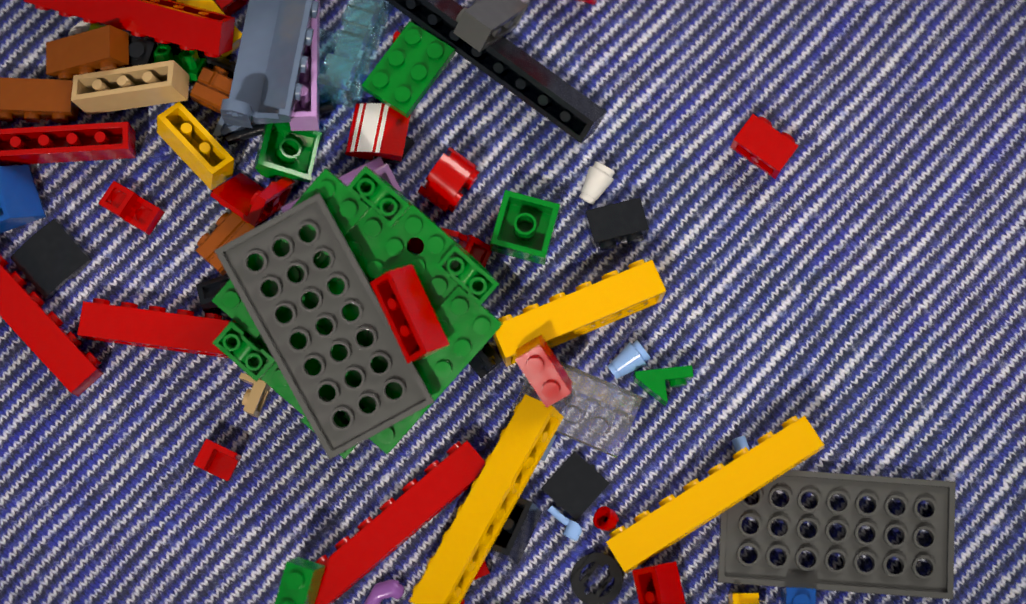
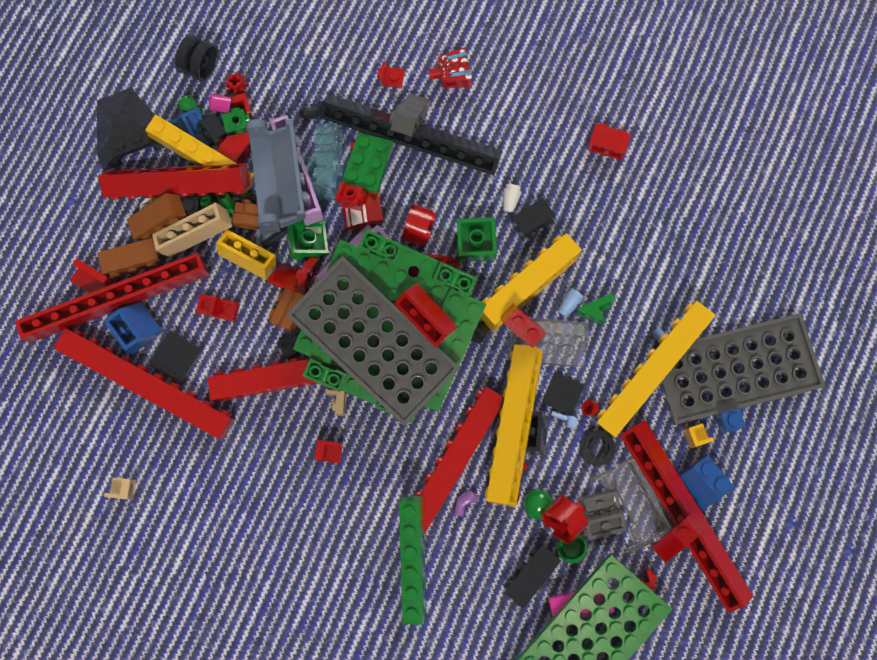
camera: 15 degrees left, 0 degrees up
(368, 110) = (351, 196): none -> red brick

